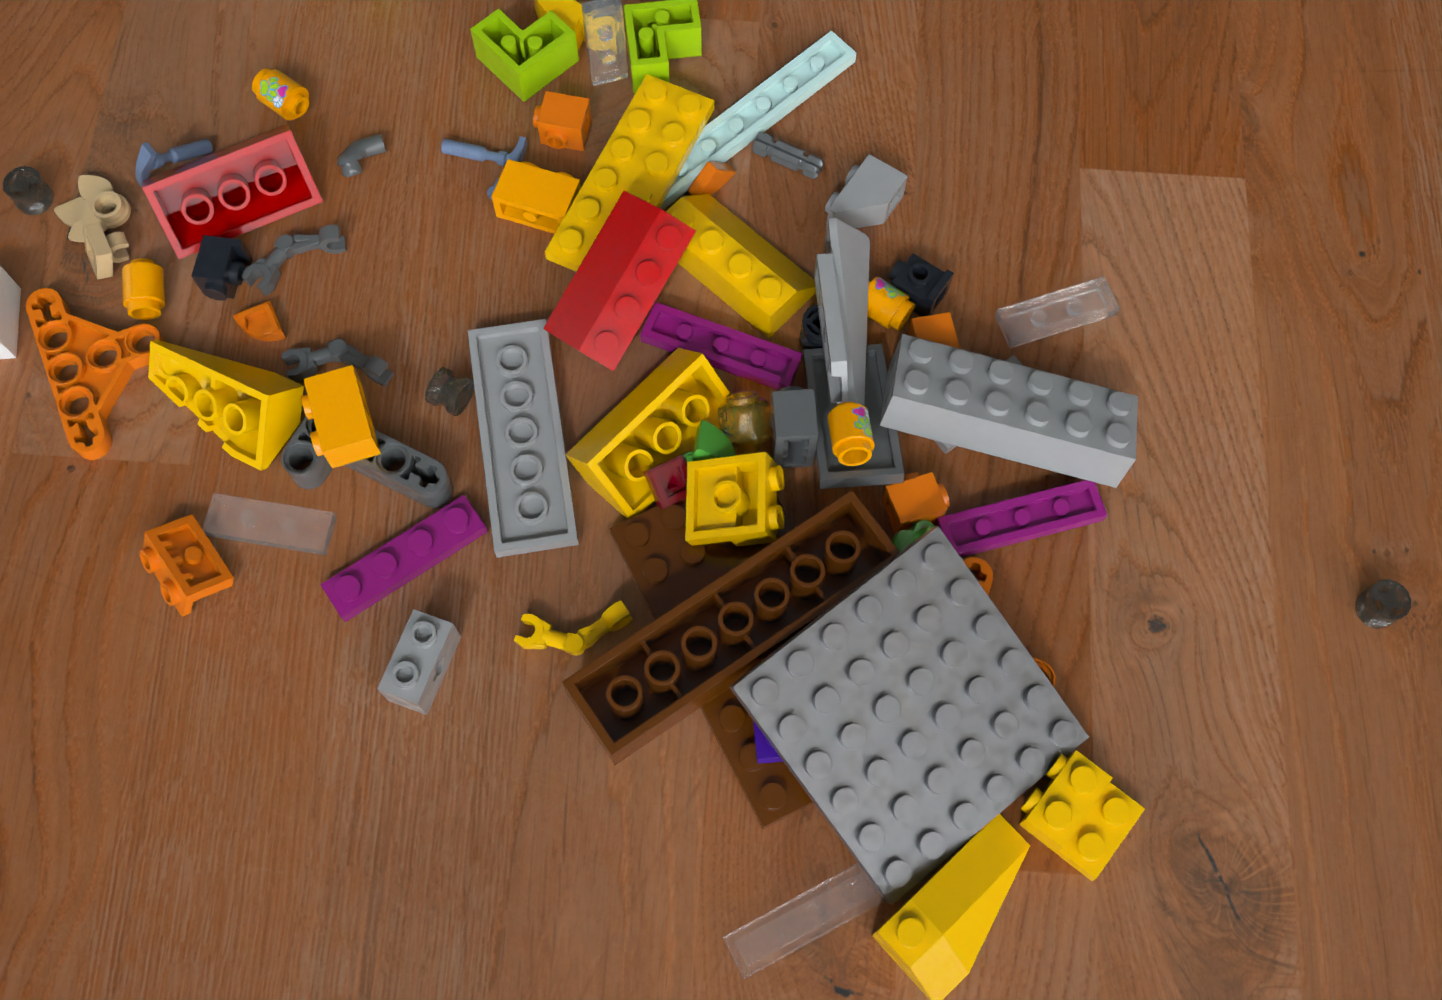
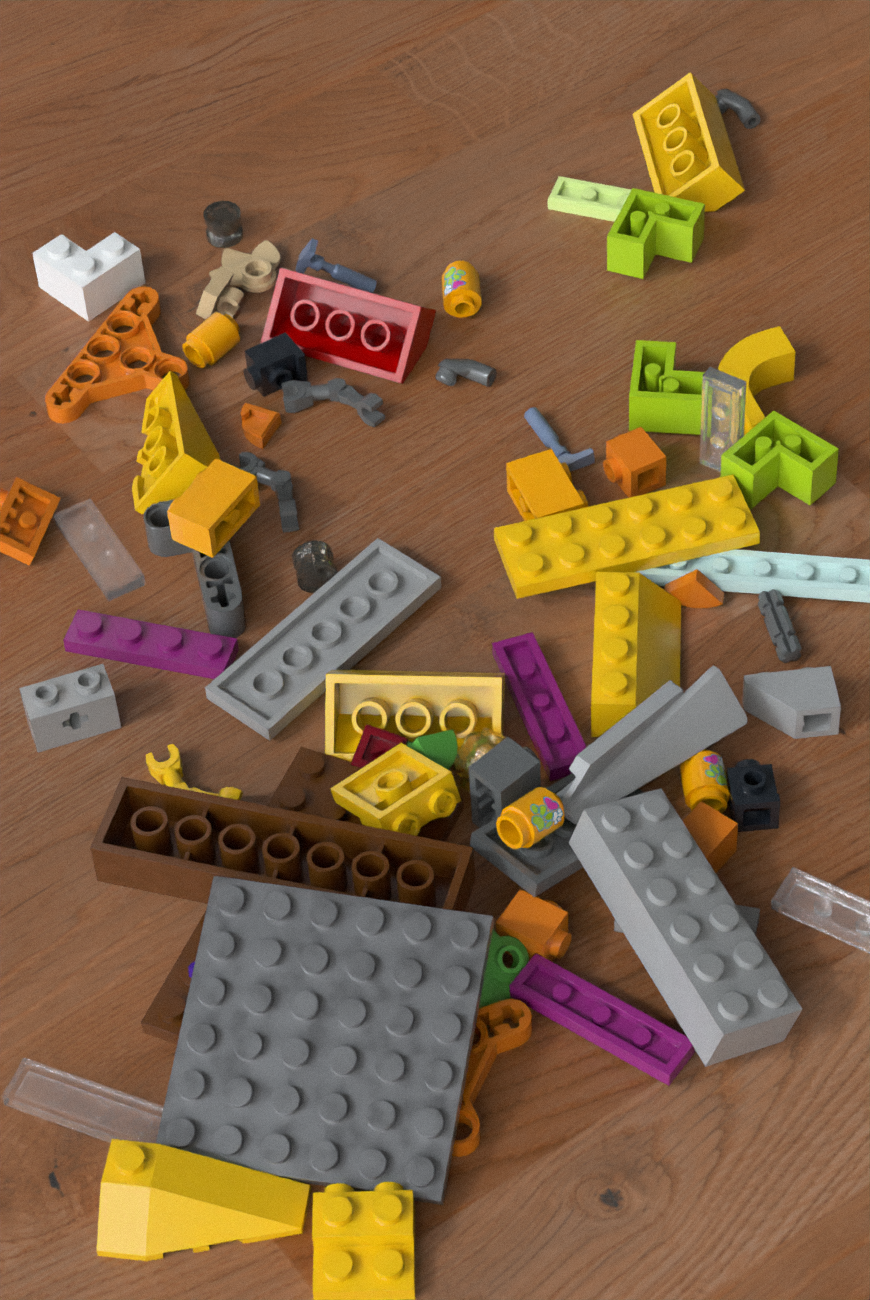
camera: 55 degrees right, 20 degrees down
(619, 279) = (512, 588): red slope -> none

